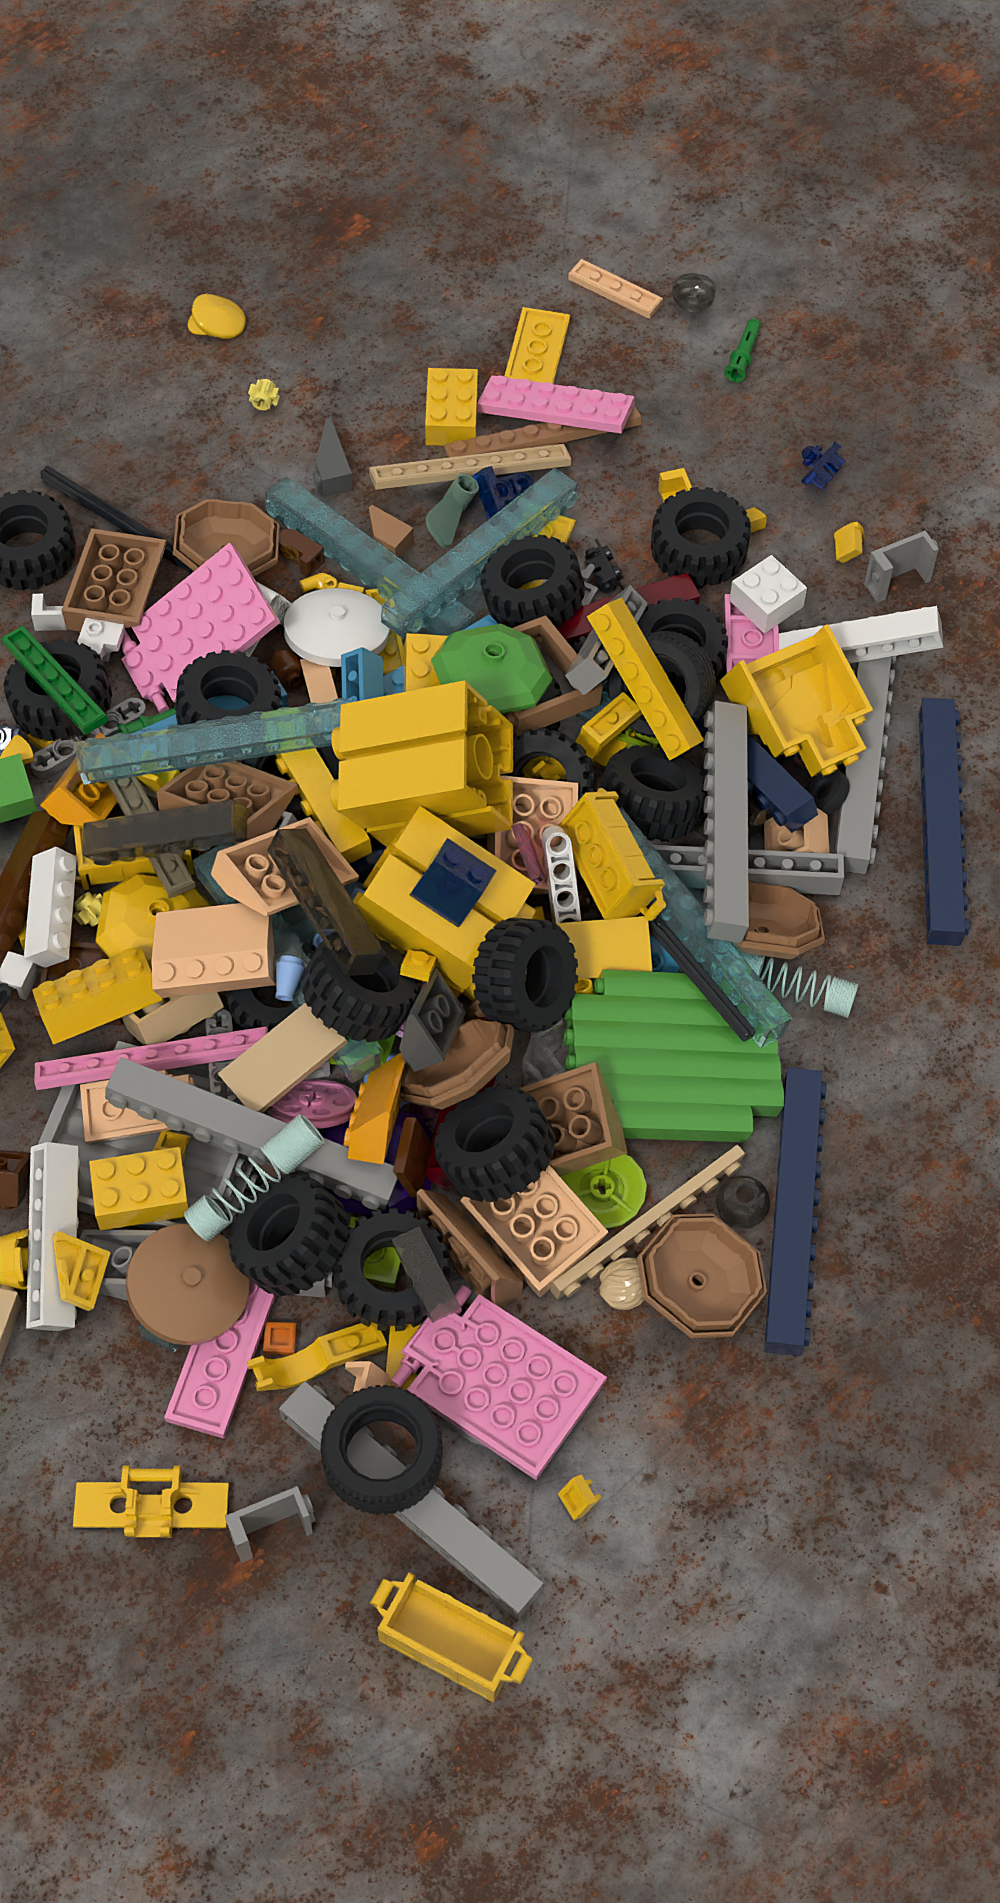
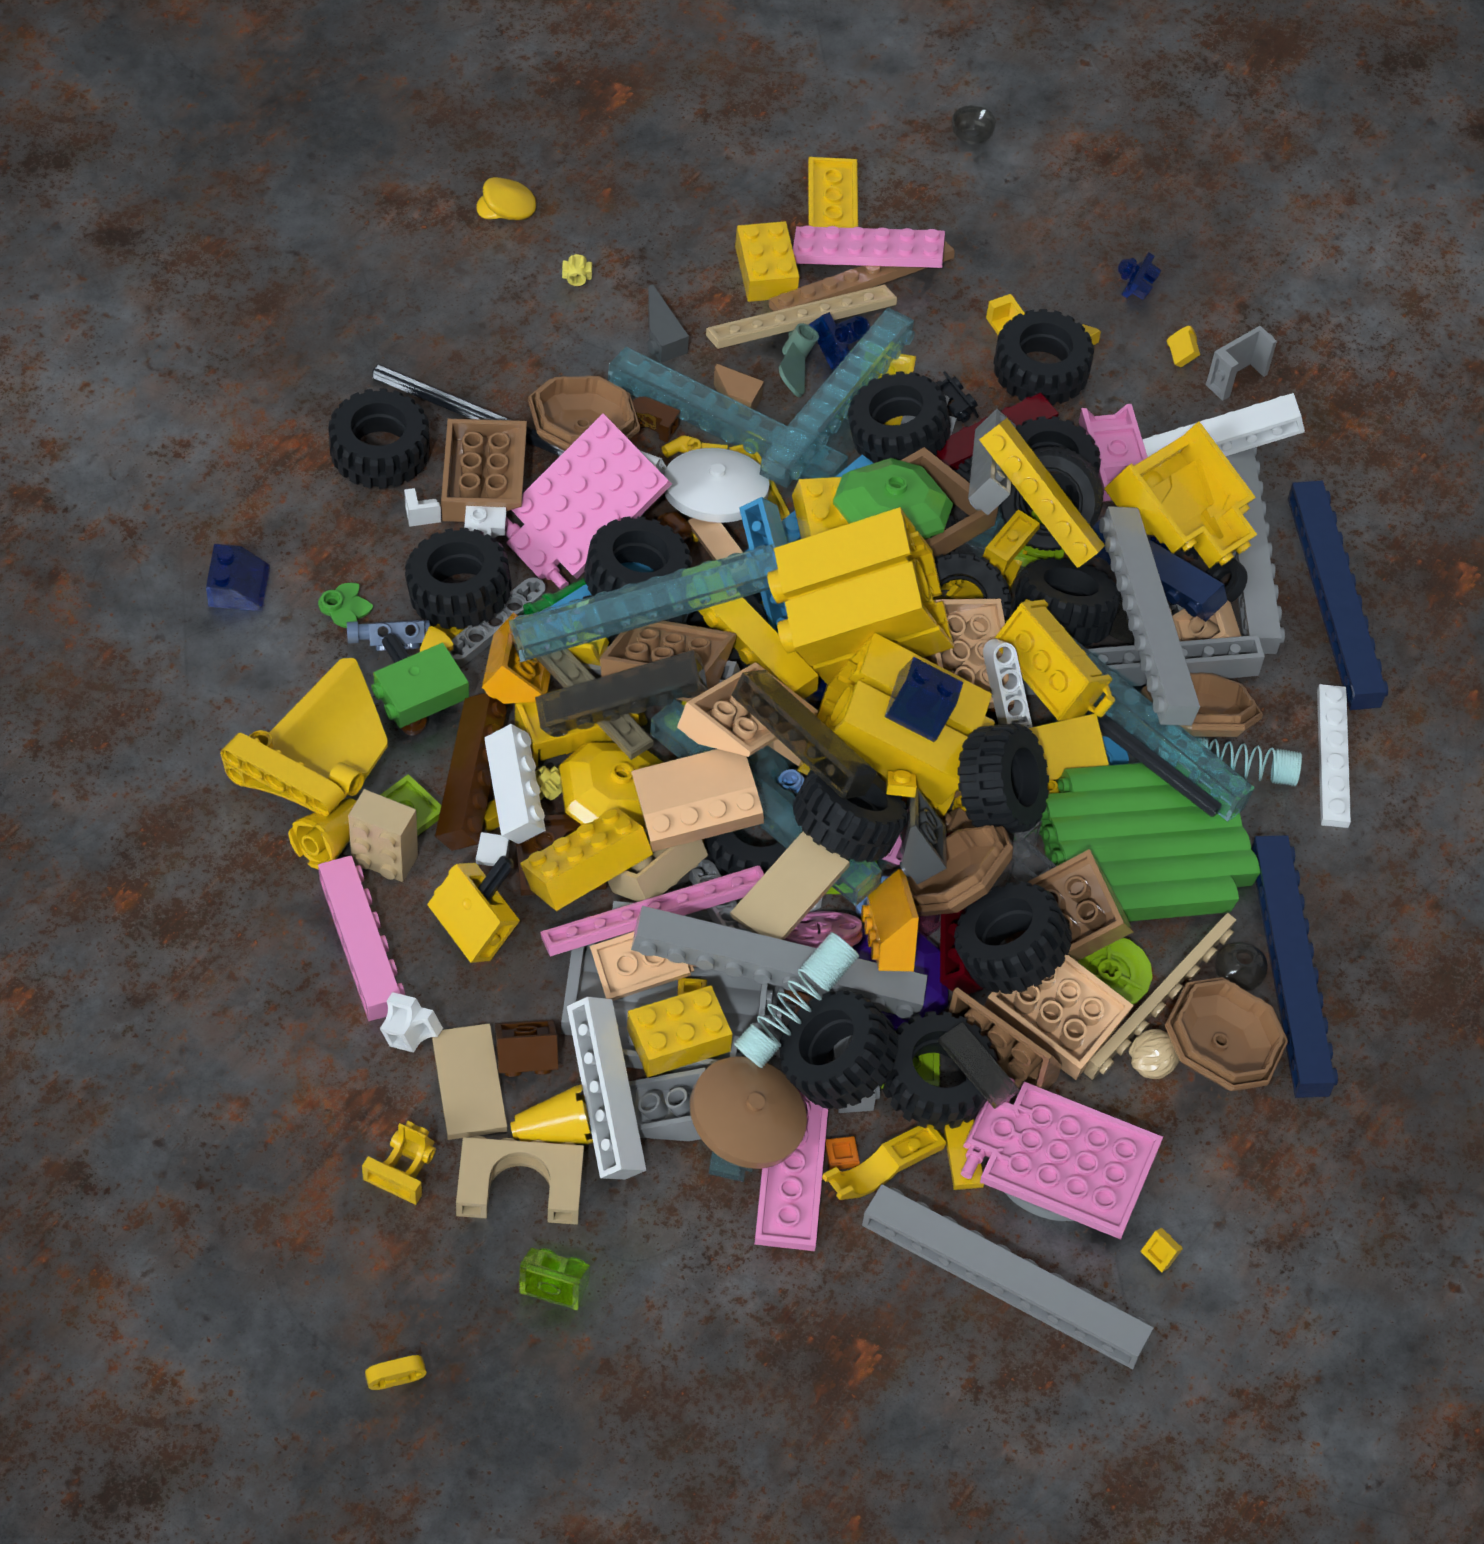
camera: 15 degrees left, 5 degrees down
(54, 680) = (460, 567): green tile -> none
(79, 1269) = (642, 1114): yellow wing -> none
(150, 1513) = (762, 1329): yellow piece -> none
(267, 1513) = (860, 1321): light grey panel -> none
(288, 976) = (777, 810): light blue cone -> none
(367, 1374) = (940, 1178): light nougat panel -> none
(367, 1407) = (983, 1190): black tyre -> none
(412, 1156) = (934, 963): reddish brown tile -> none
(450, 1637) = (1080, 1390): yellow container -> none
(529, 854) = (975, 666): clear pink tile -> none
(615, 288) = (893, 129): light nougat tile -> none
(741, 357) = (1034, 182): green pin -> none
(768, 594) = (1125, 402): white brick -> none
(896, 991) = (1333, 756): none -> white plate

